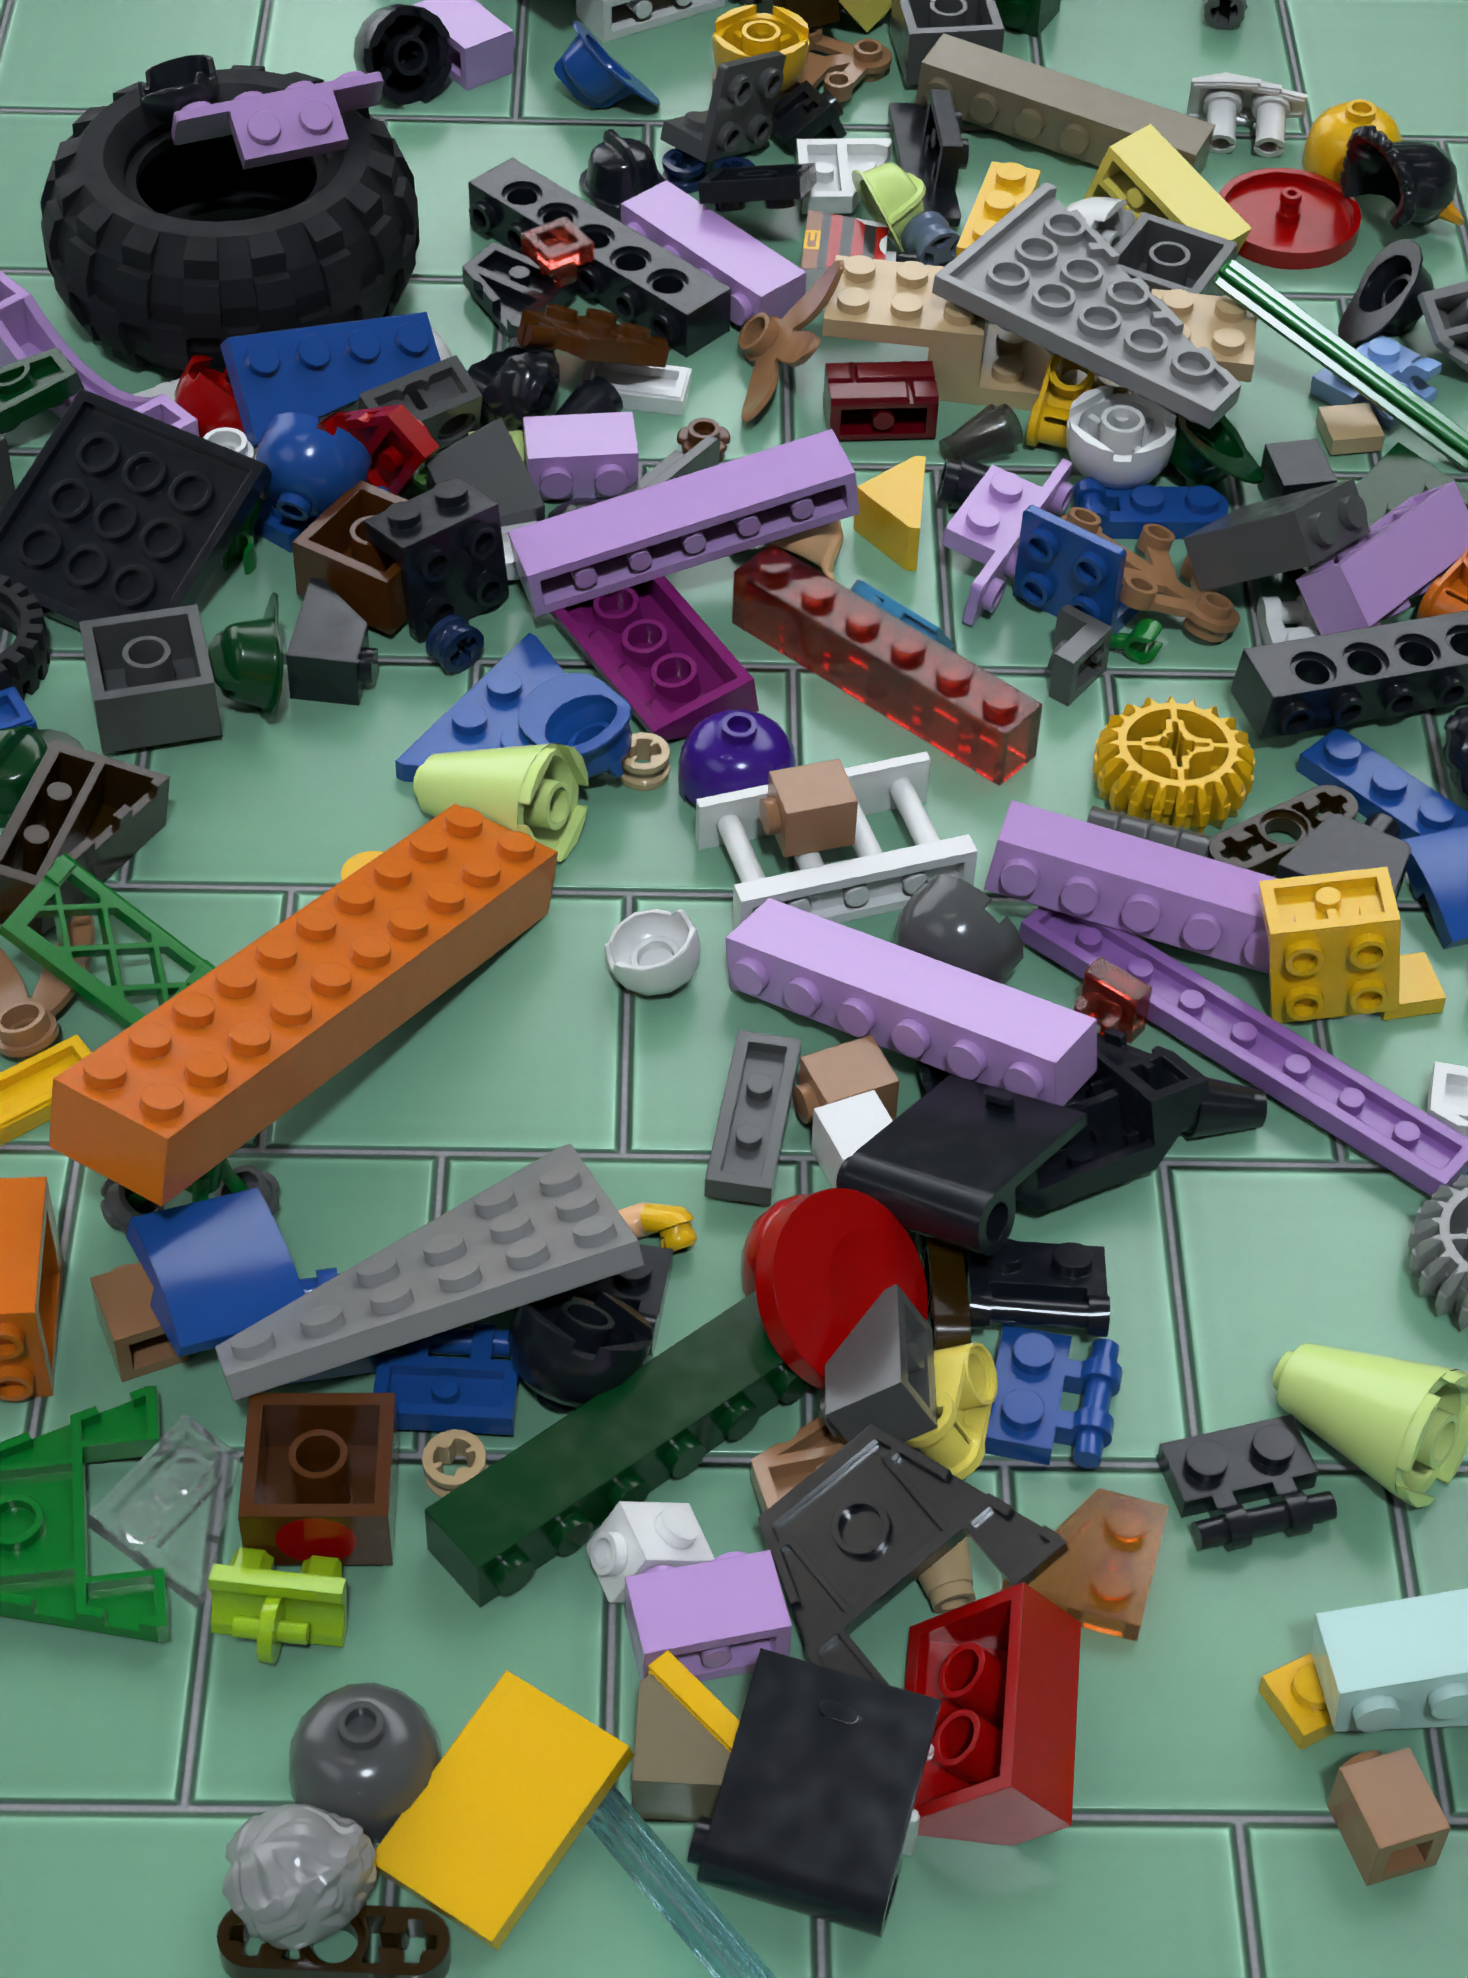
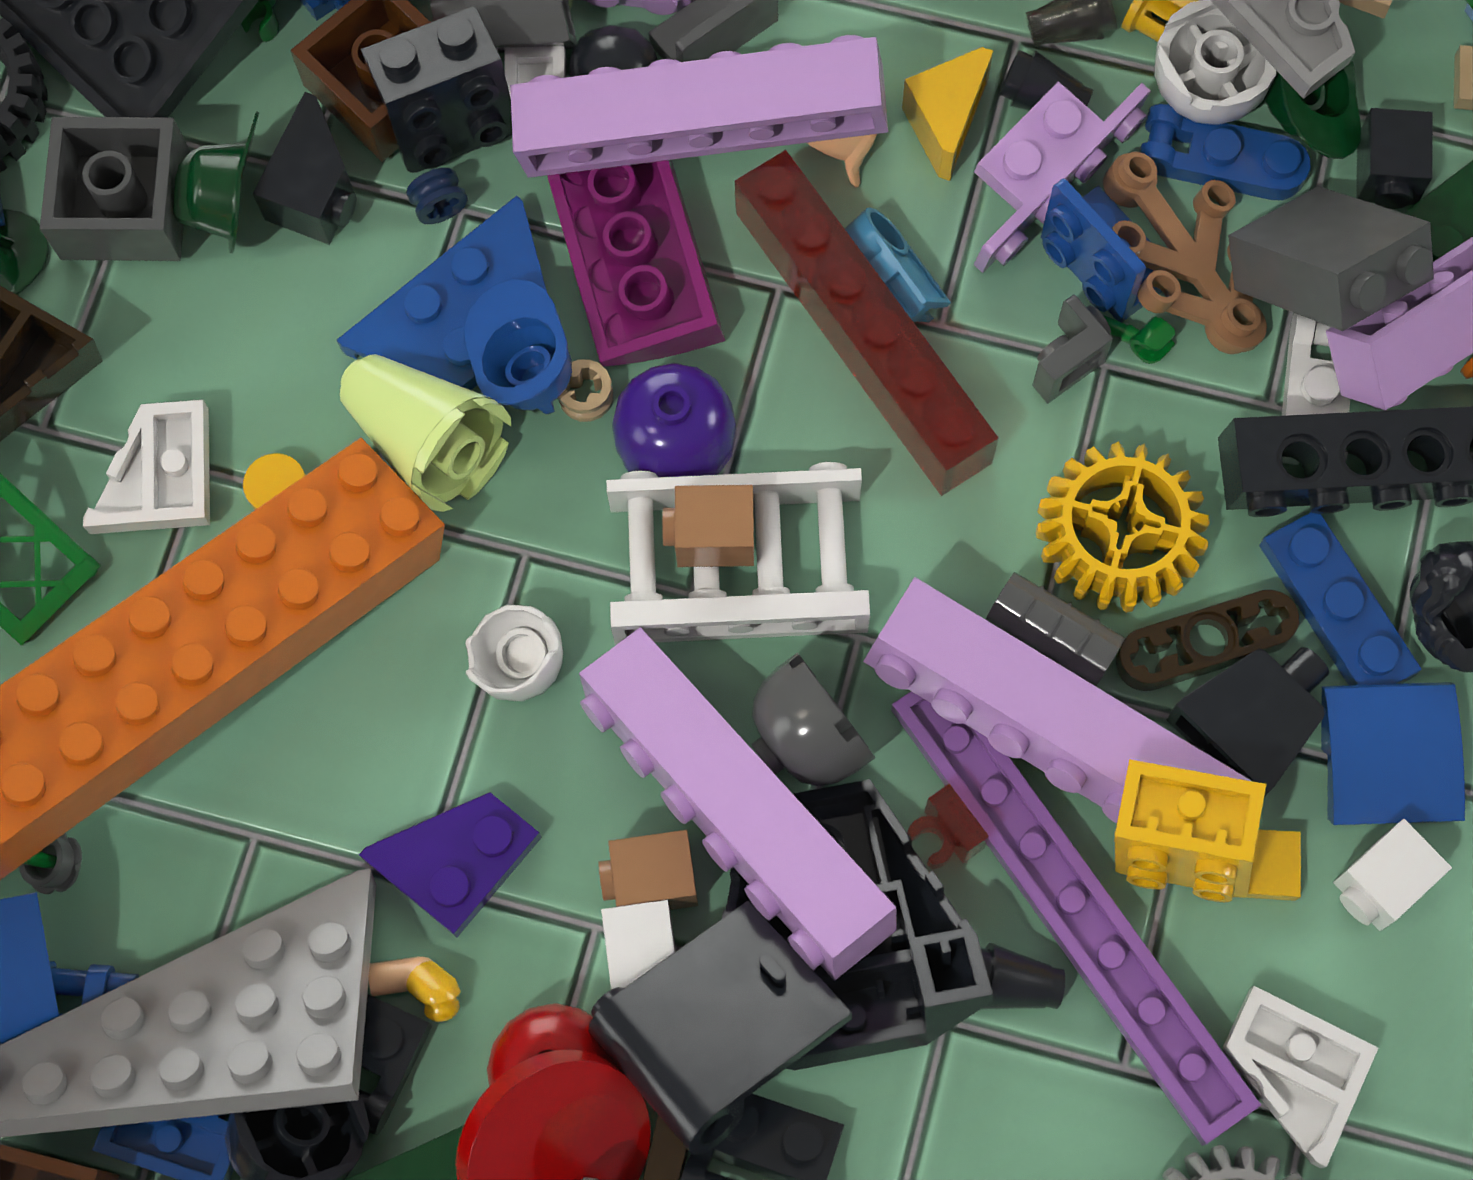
camera: 20 degrees right, 25 degrees up
(253, 885) = (159, 473): none -> white wing
(647, 1126) = (455, 858): none -> dark purple wing
(753, 1118) = (554, 880): dark grey plate -> none

